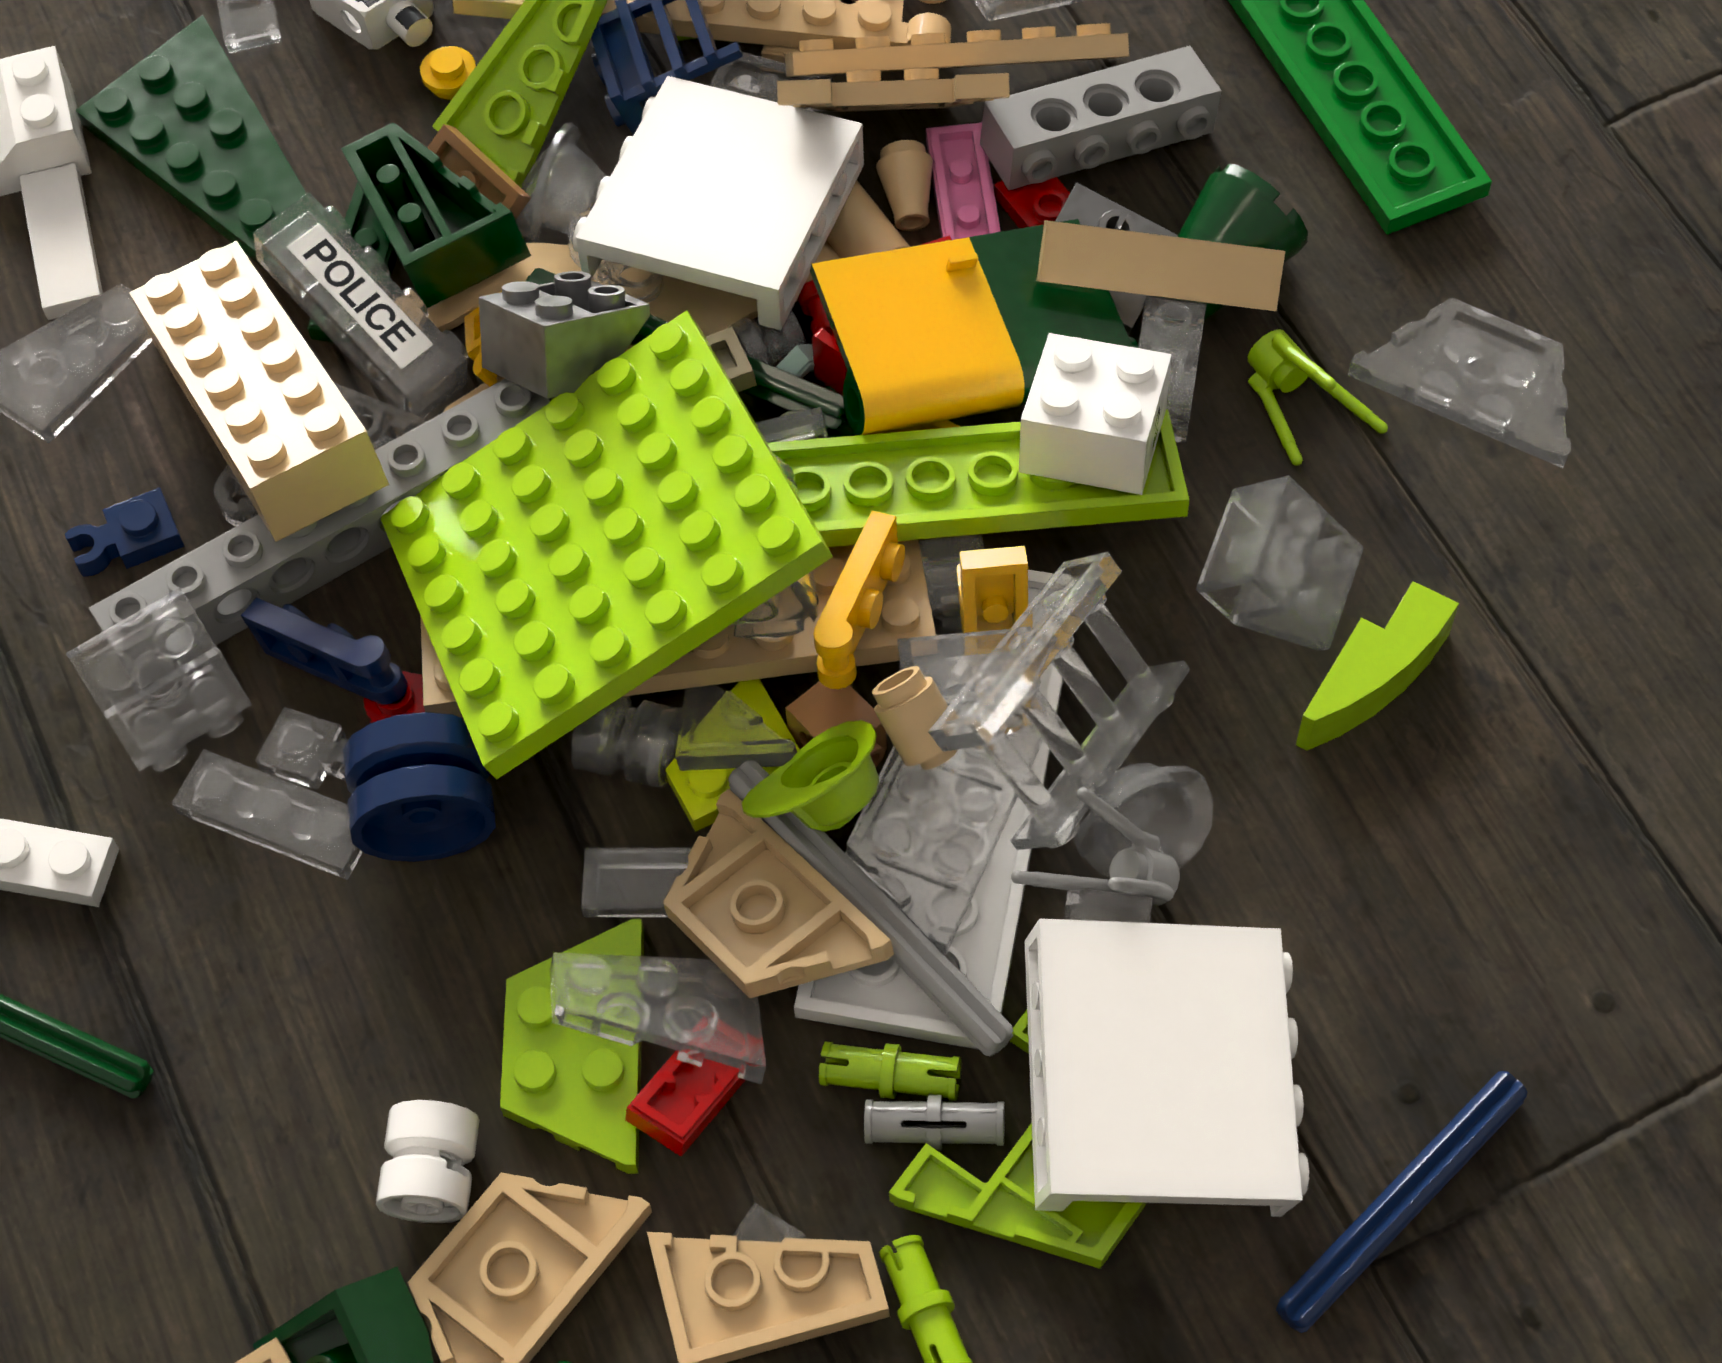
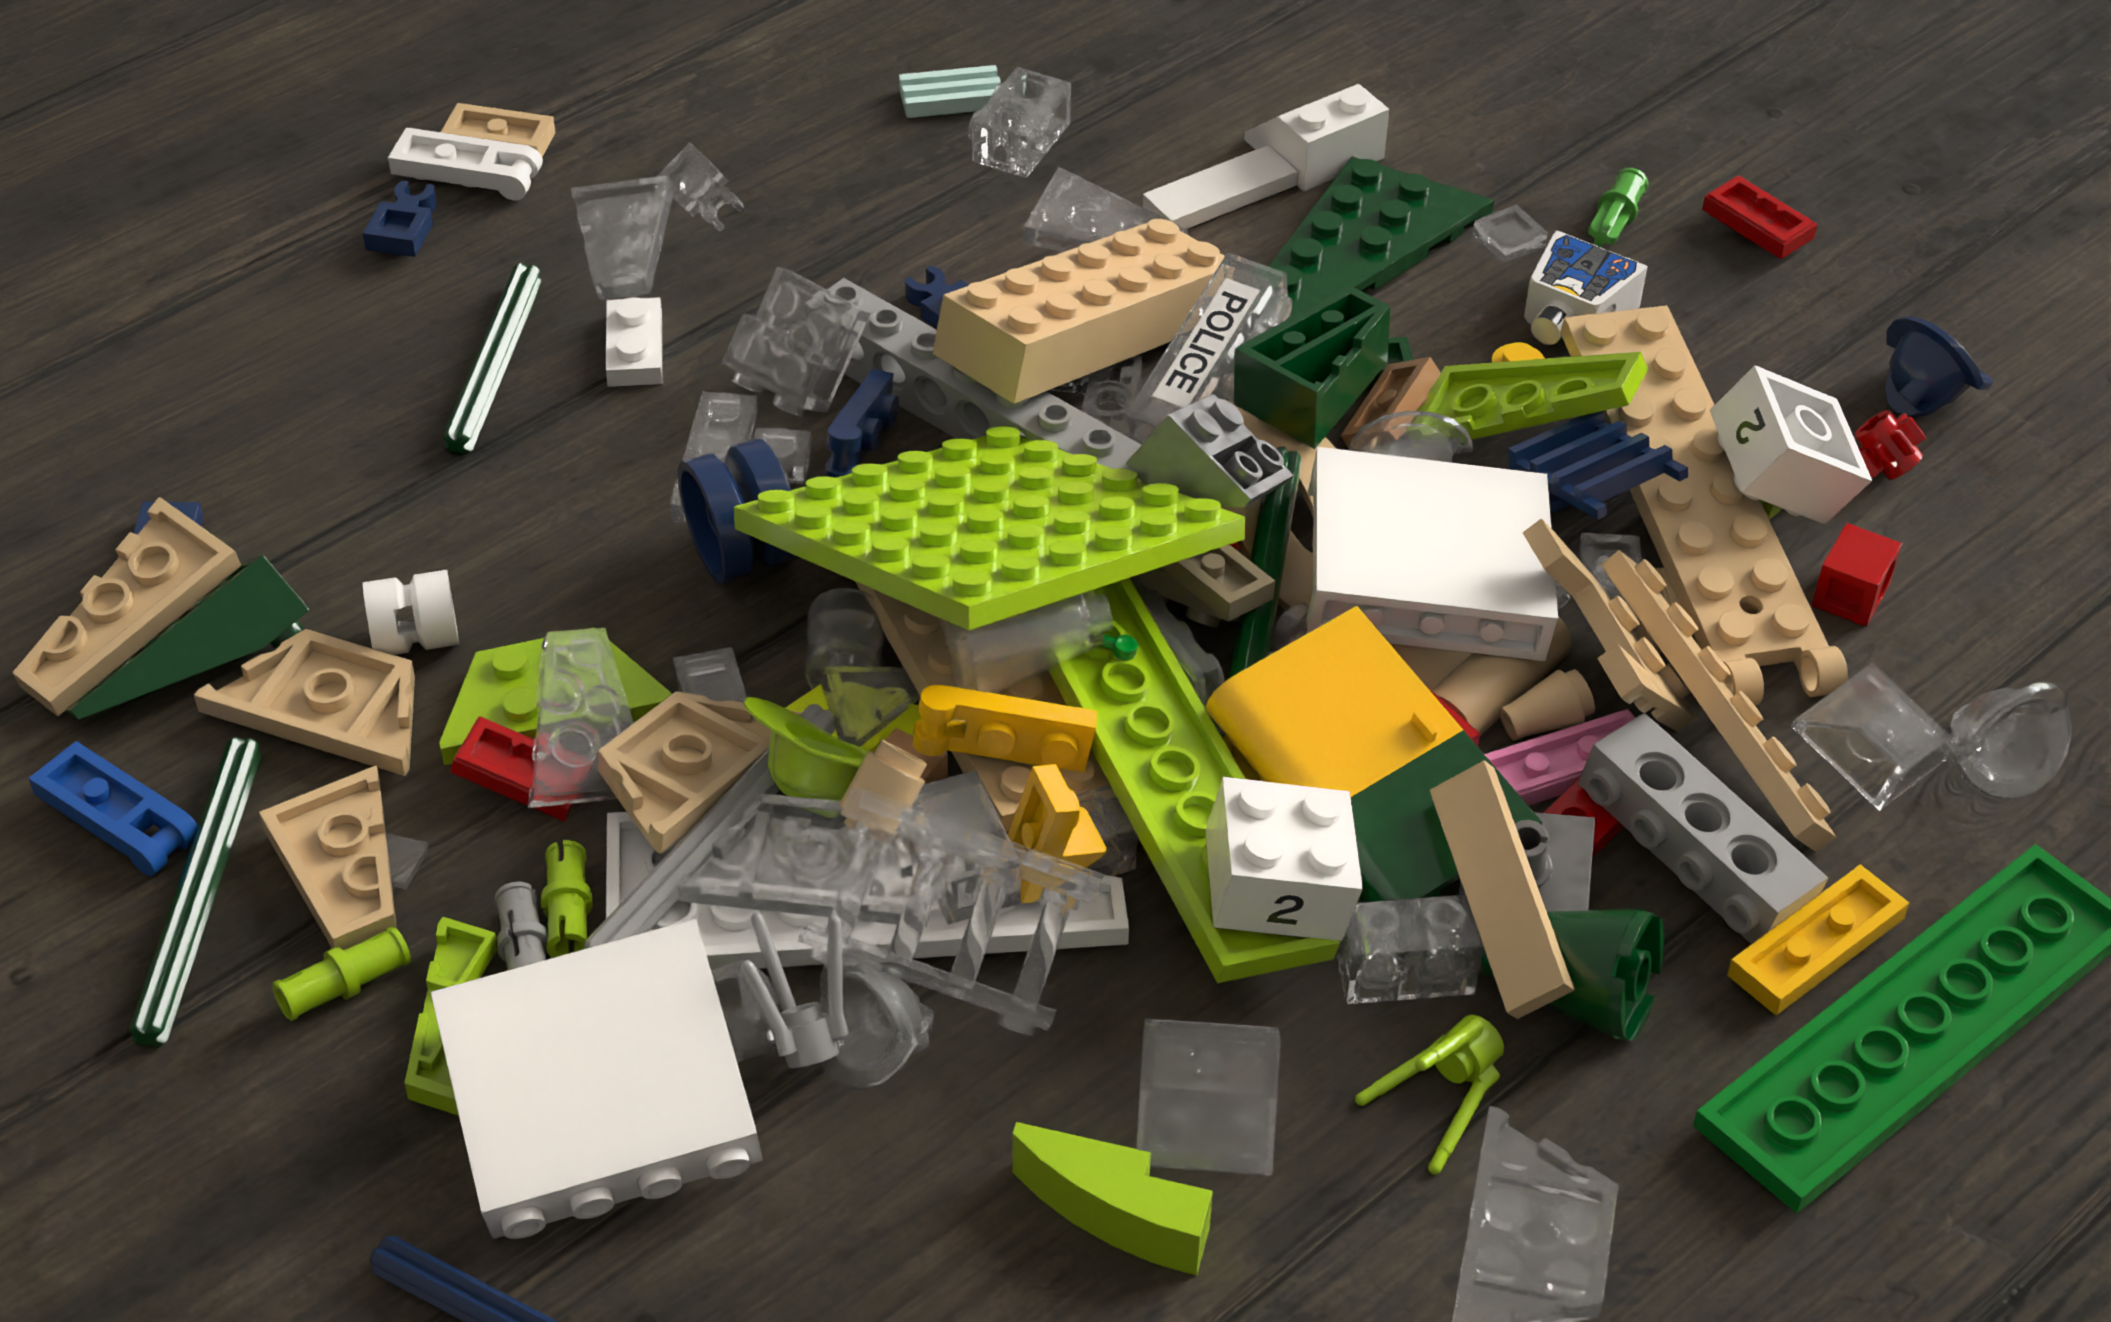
camera: 70 degrees right, 15 degrees down
(1246, 109) = (1817, 939): none -> yellow plate

